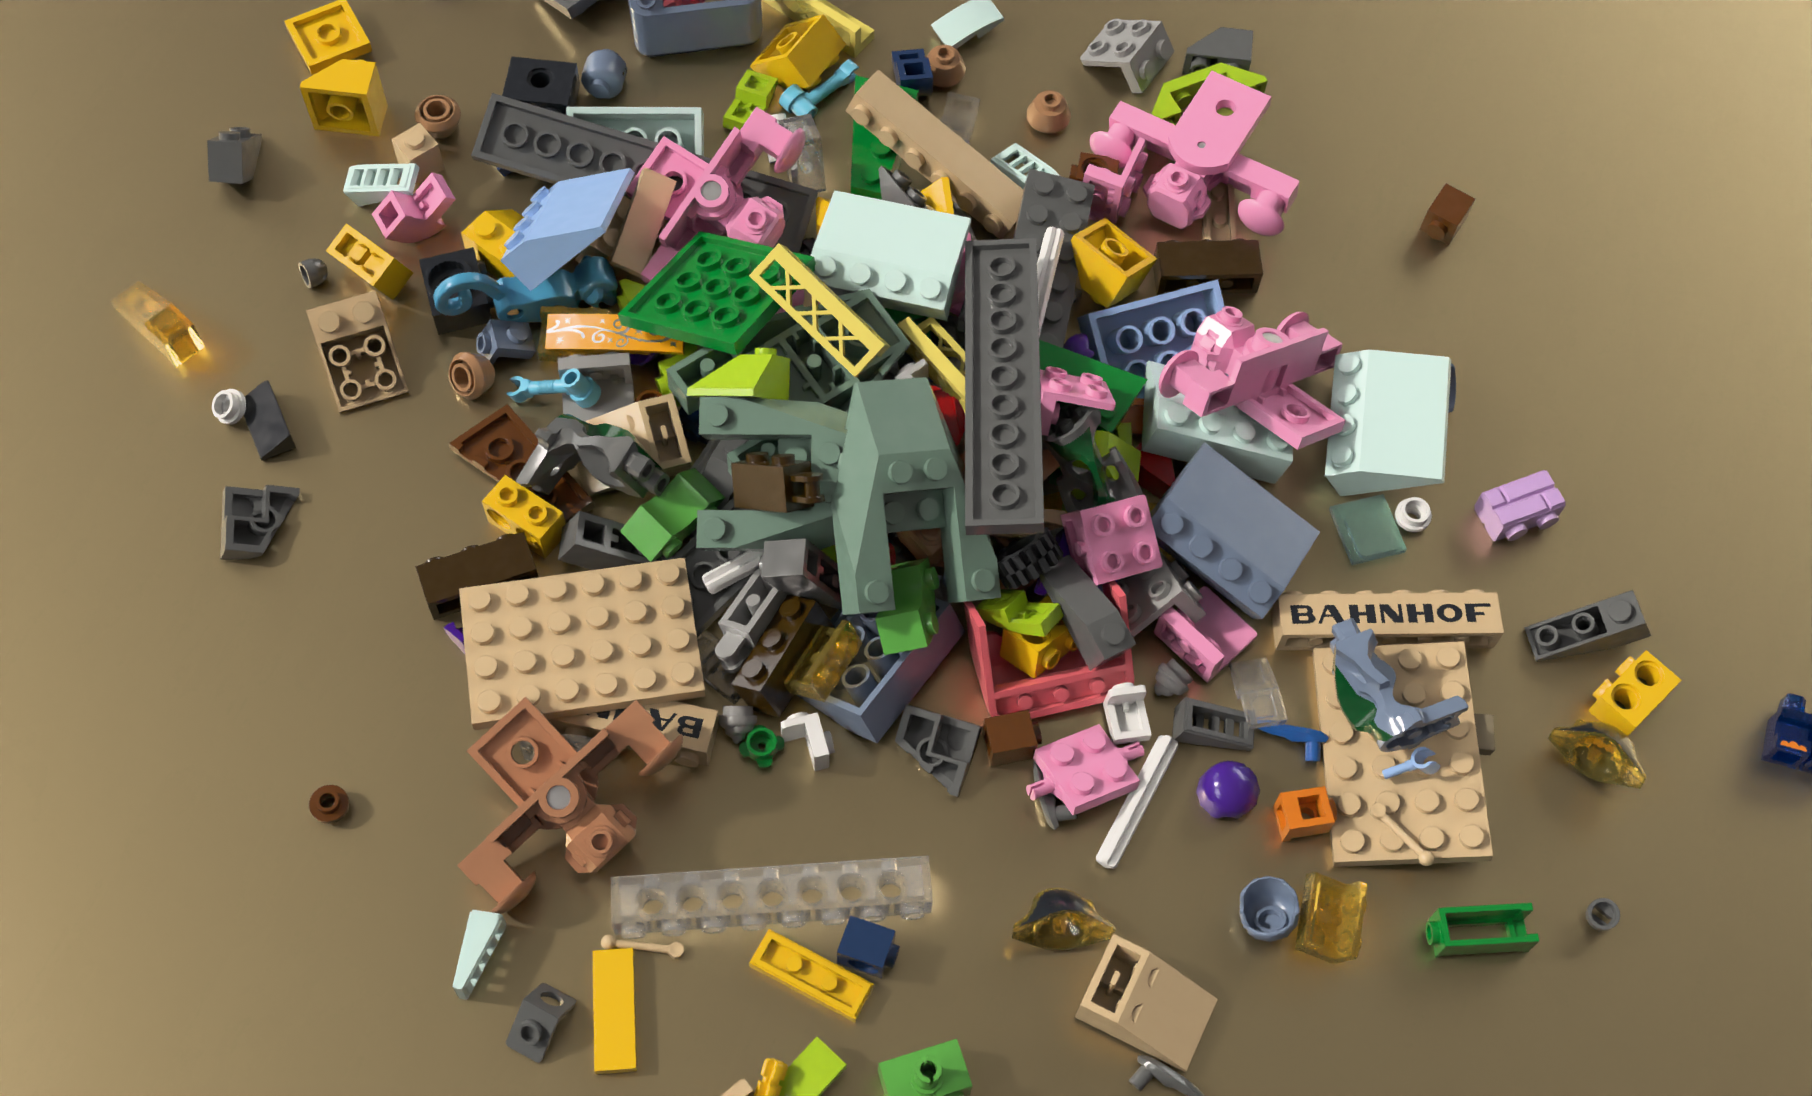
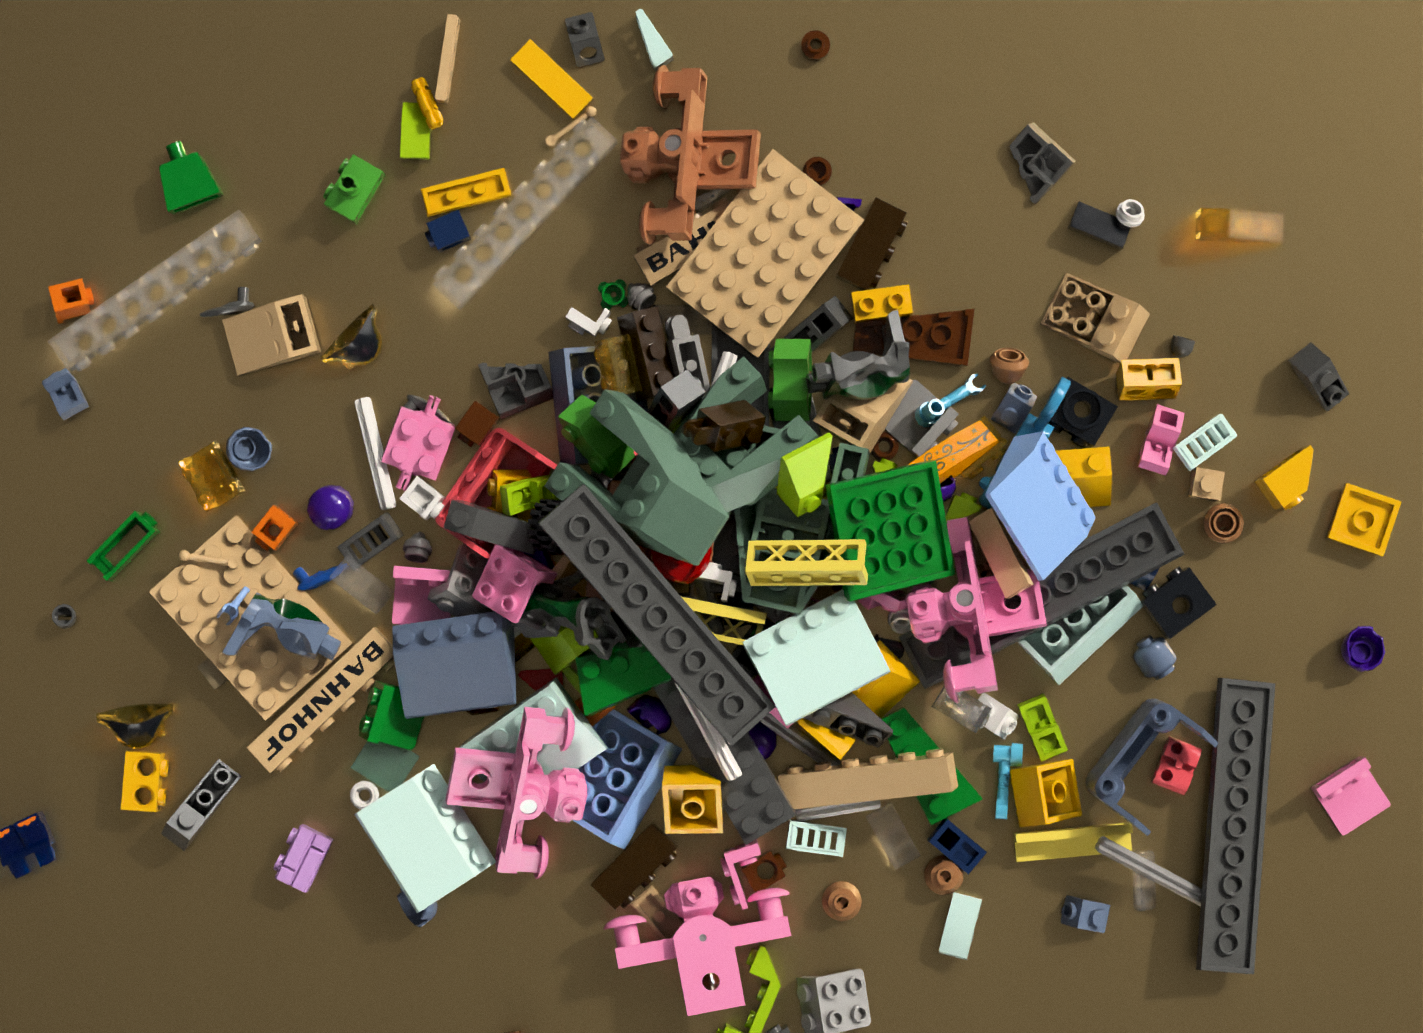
camera: 145 degrees right, 25 degrees up
(453, 687) = (818, 170): none -> reddish brown plate
(1059, 386) = (610, 647): bright pink bracket -> none
(1339, 551) = (385, 718): none -> green bracket

